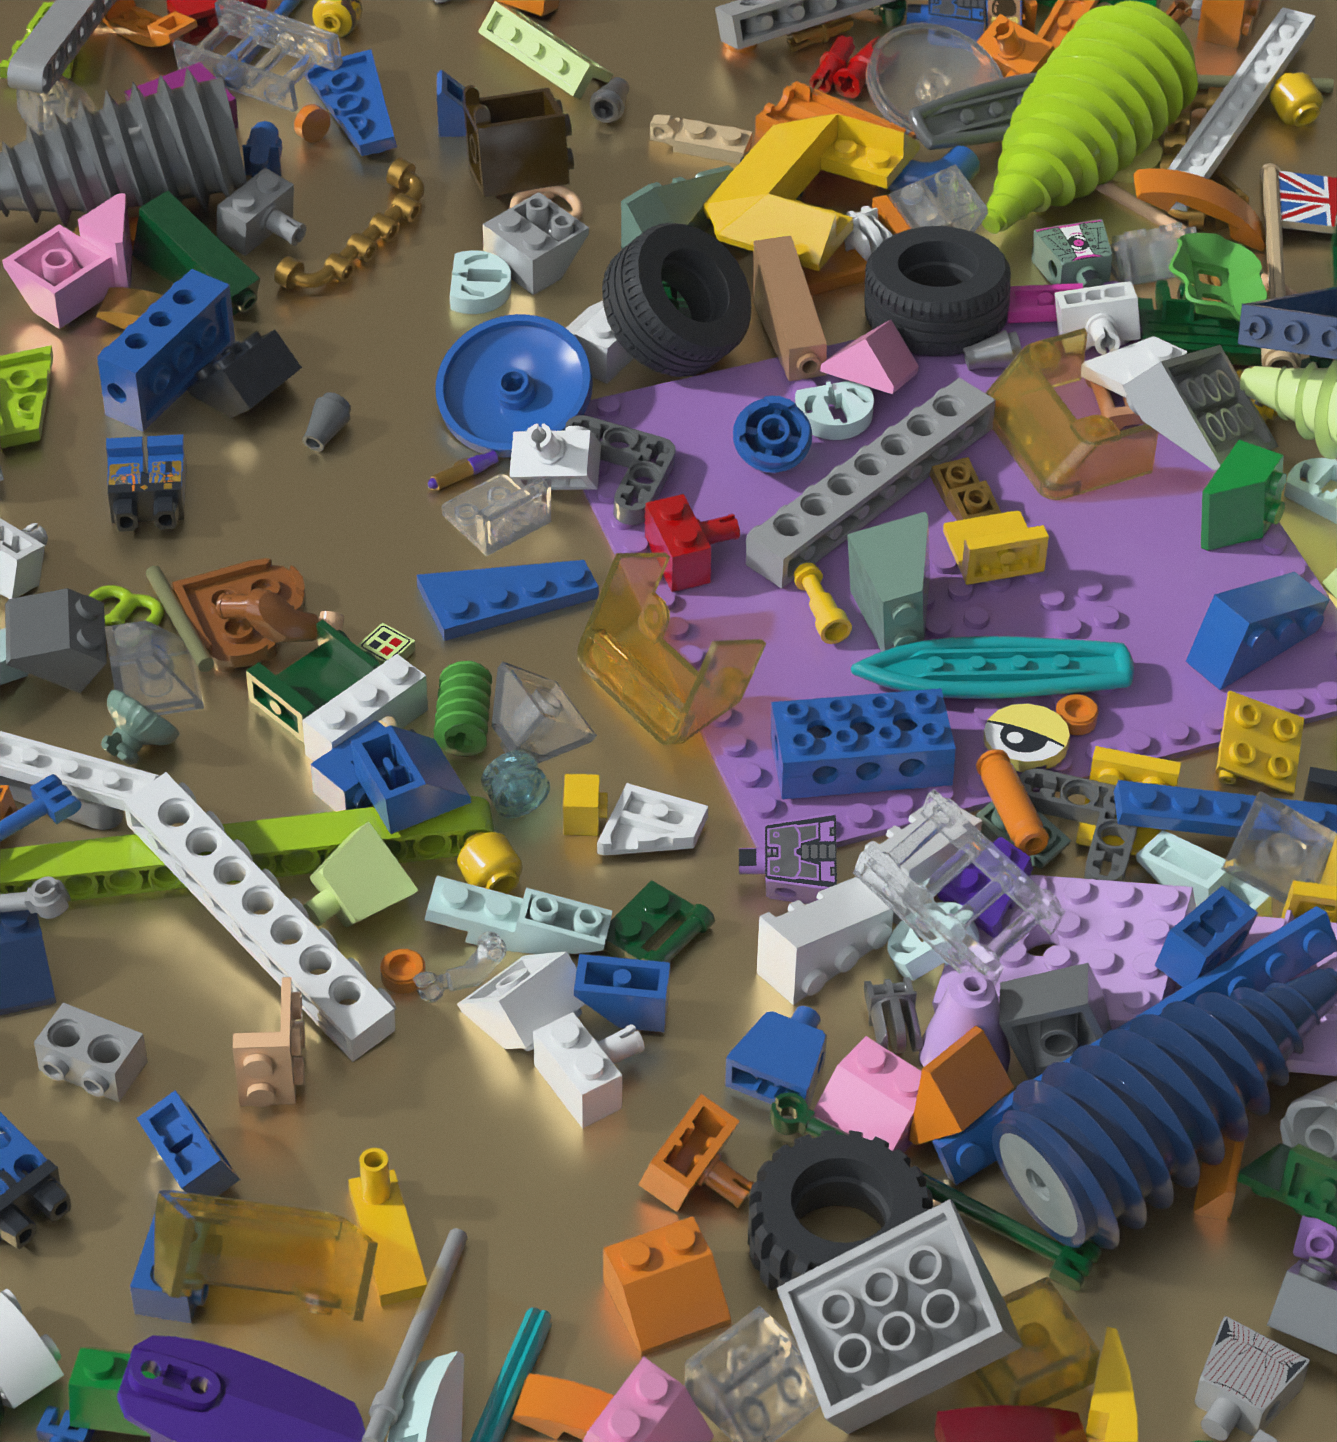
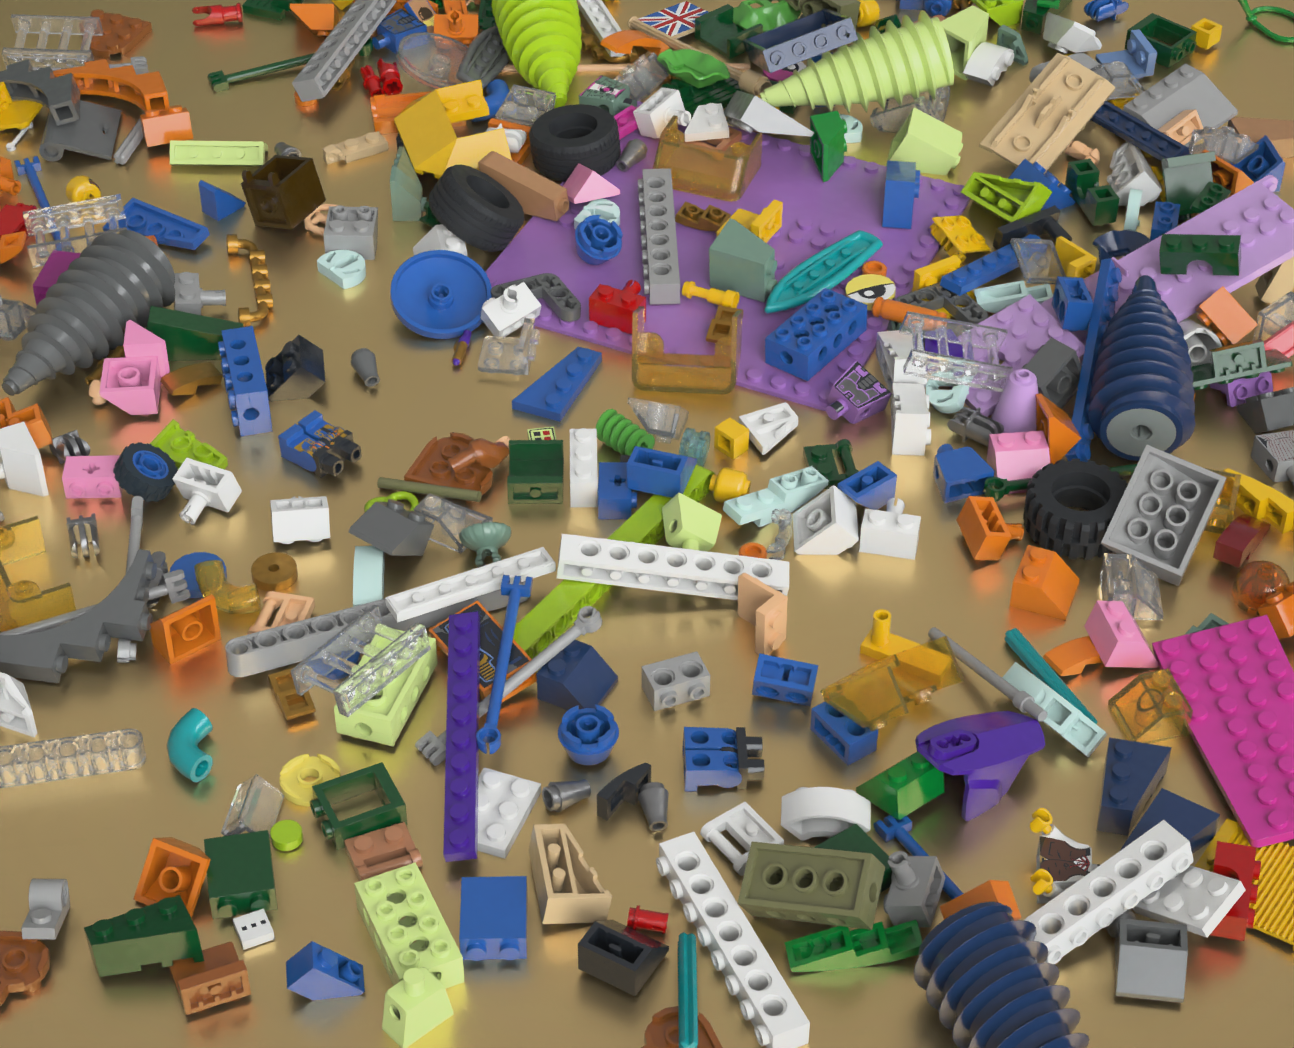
camera: 45 degrees left, 5 degrees down
(789, 655) = (721, 324): none -> pearl gold slope

